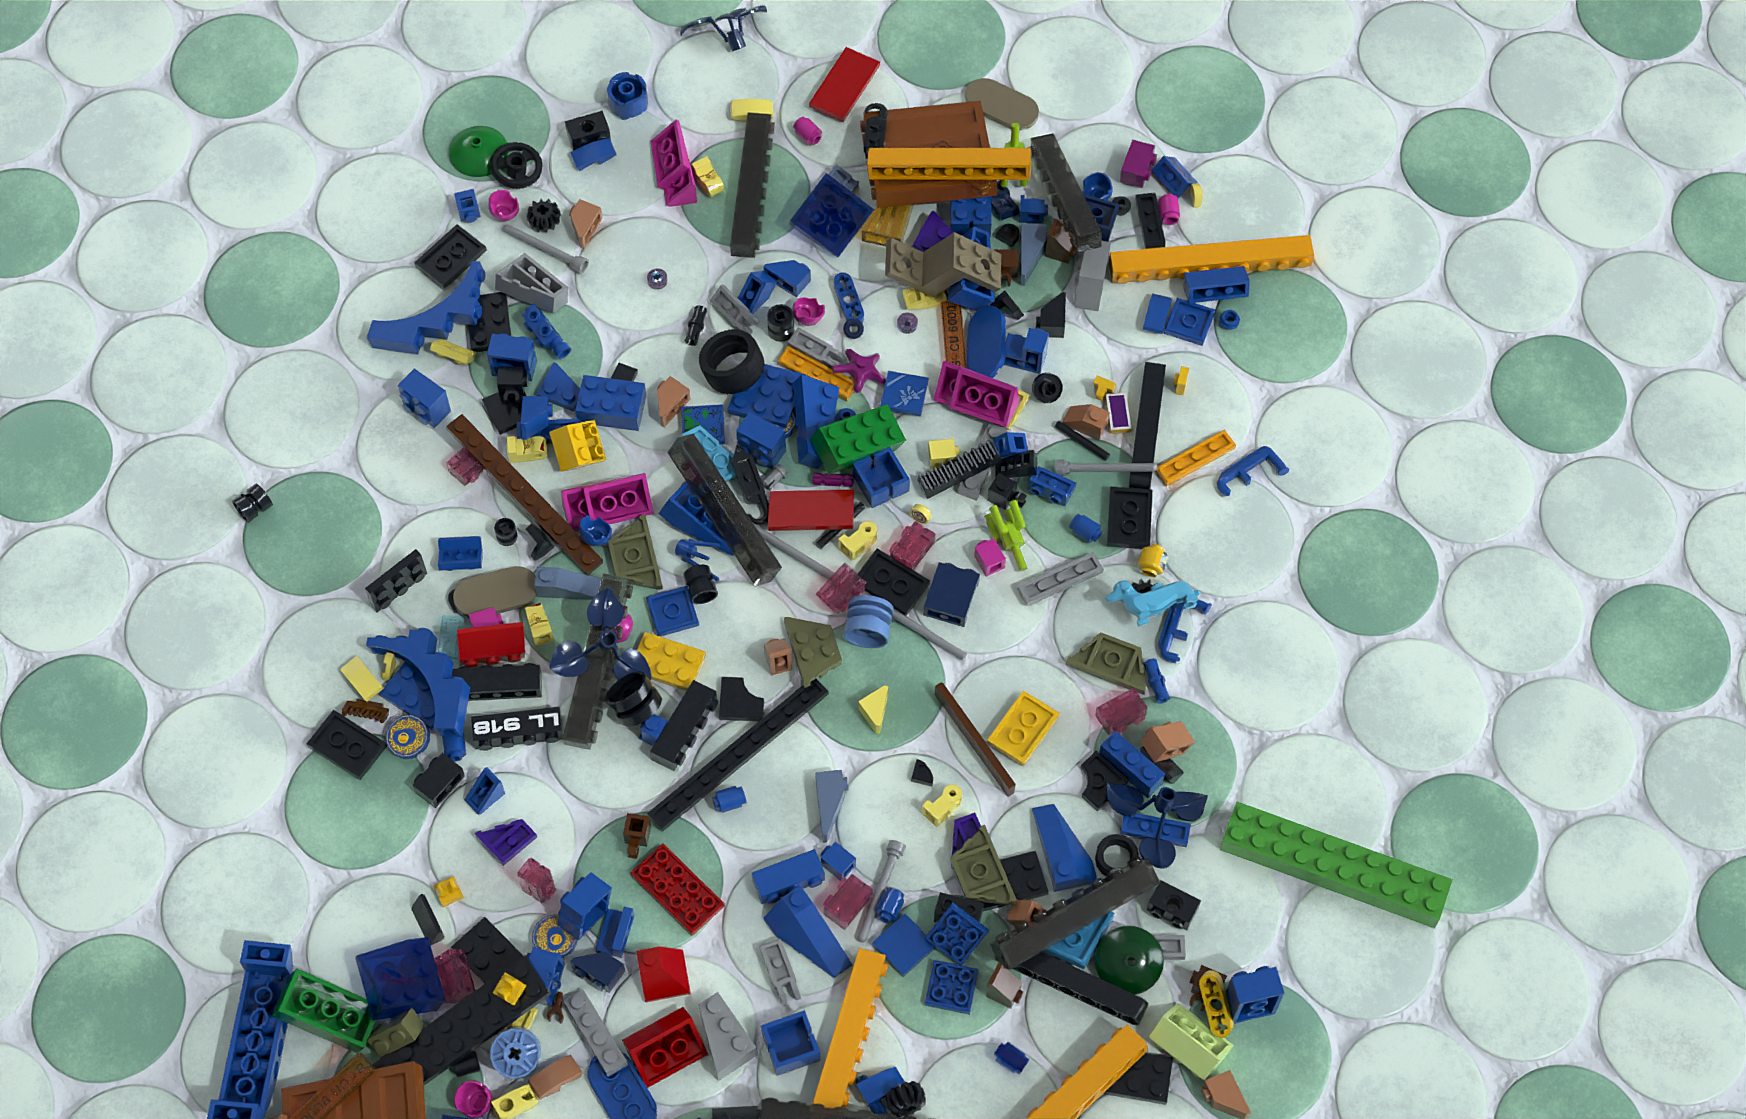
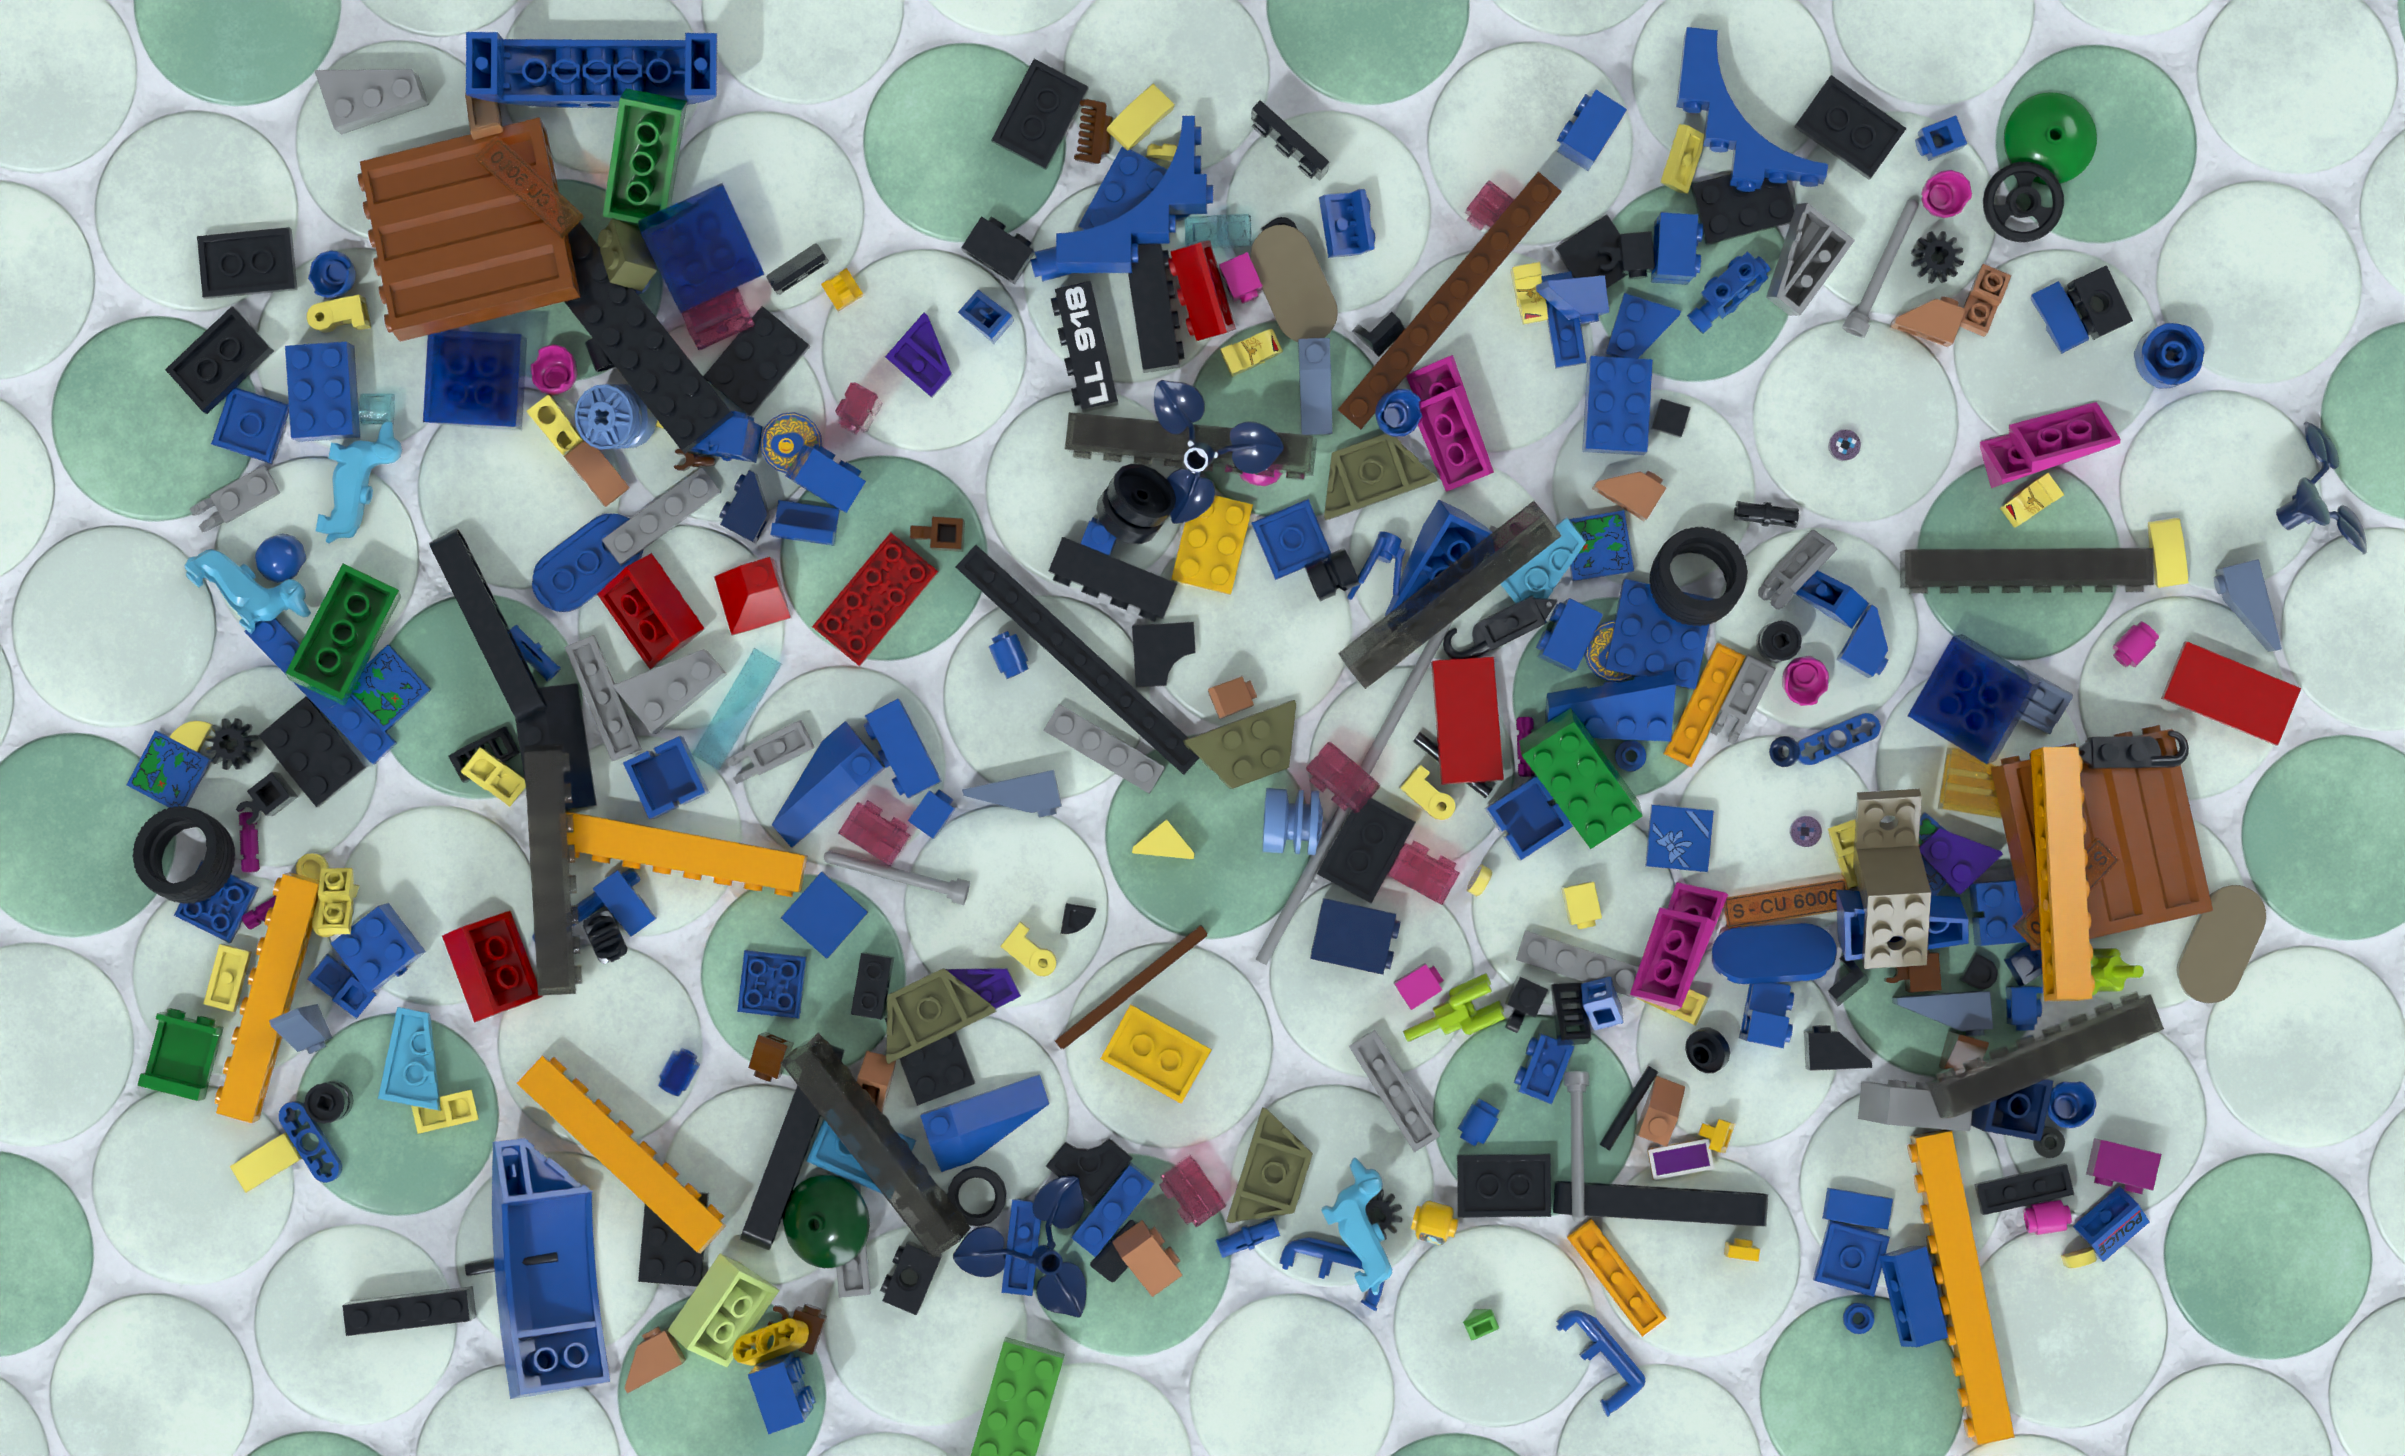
camera: 85 degrees right, 25 degrees up
(407, 736) = (1059, 196): tile -> none
(506, 531) = (1394, 283): black wheel -> none
(509, 989) = (680, 397): yellow tile -> none
(571, 192) = (1984, 299): none -> nougat slope
(577, 445) = (1536, 367): yellow slope -> none
(725, 1088) = (603, 698): none -> light grey plate
(744, 992) = (736, 709): none -> clear light blue tile
(774, 477) = (1520, 660): light grey pin -> none
(786, 69) = (2247, 597): none -> sand blue slope
(803, 744) = (1104, 748): none -> light grey plate
(860, 368) = (1714, 769): magenta animal -> none
(890, 905) = (875, 891): blue brick -> none
(956, 933) = (837, 985): blue tile -> none
(959, 469) = (1554, 931): black gear -> none
(1222, 540) = (1480, 1323): none -> bright green slope

